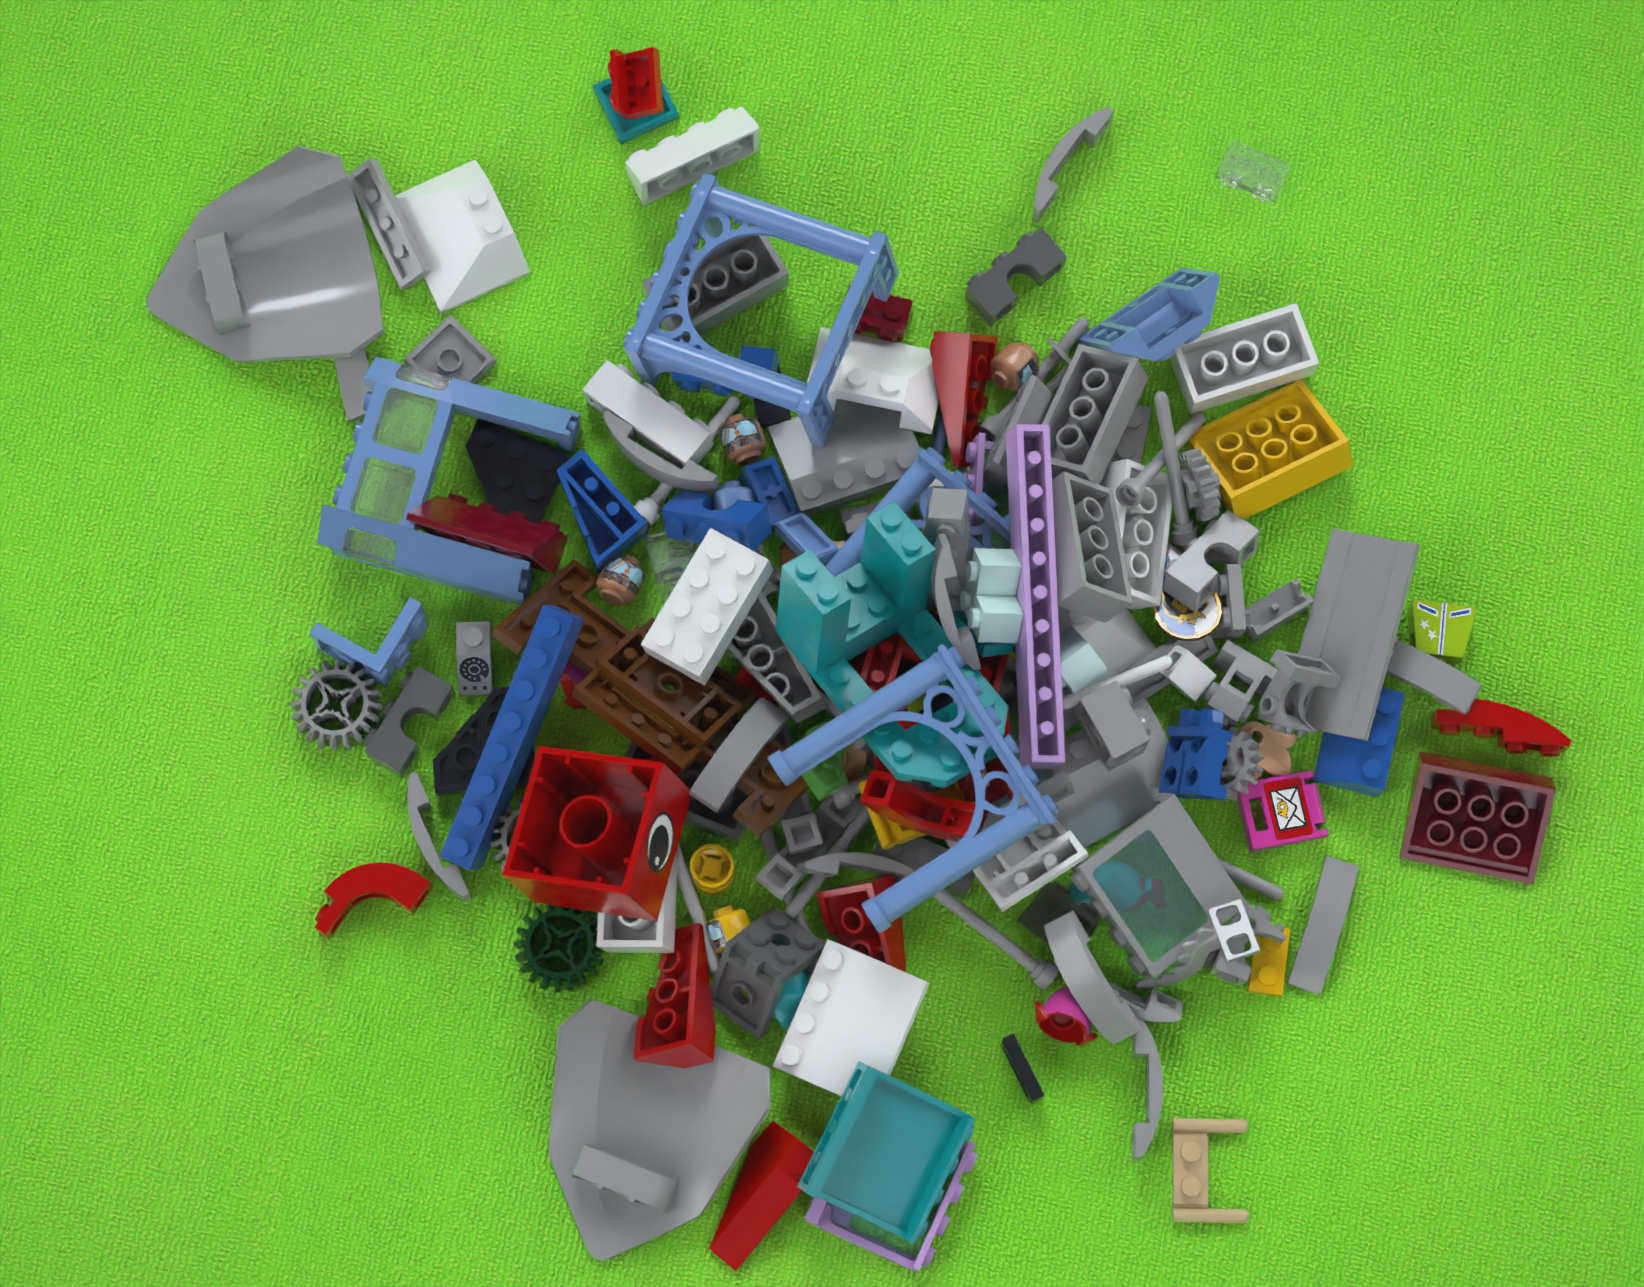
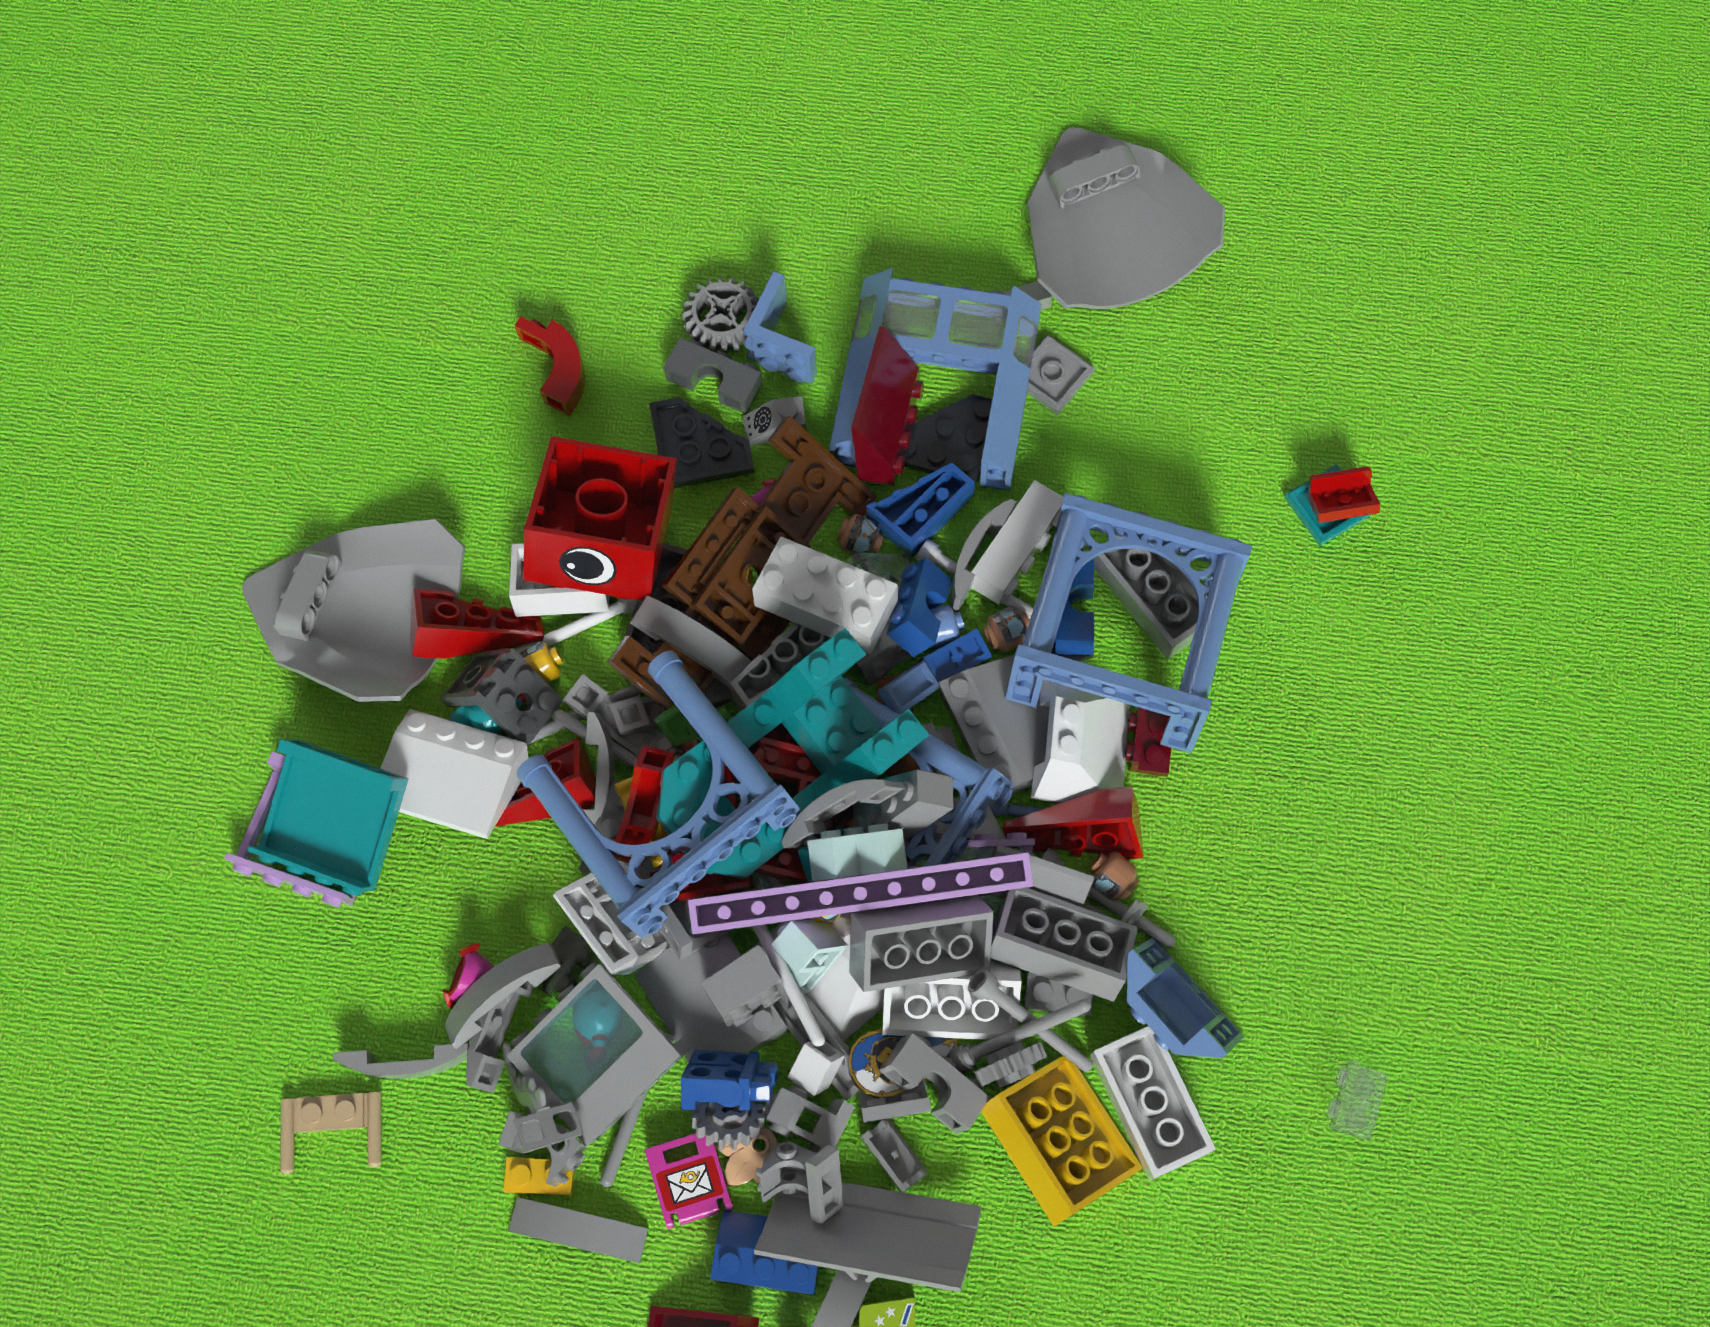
camera: 90 degrees right, 5 degrees down
(388, 223) = (1172, 306): light grey plate -> none
(417, 803) = (643, 388): light grey slope -> none
(462, 236) = (1170, 368): white slope -> none
(512, 737) = (703, 448): blue brick -> none
(572, 936) = (501, 537): dark green gear -> none
(699, 151) = (1281, 556): white slope -> none
(712, 869) = (593, 640): yellow wheel -> none
(761, 1193) = (302, 716): red wedge -> none
(1022, 1069) = (420, 941): black tile -> none
(1035, 256) = (1190, 846): dark grey arch -> none
(1041, 971) = (541, 906): light grey piece -> none
(1087, 130) = (1374, 930): light grey slope -> none

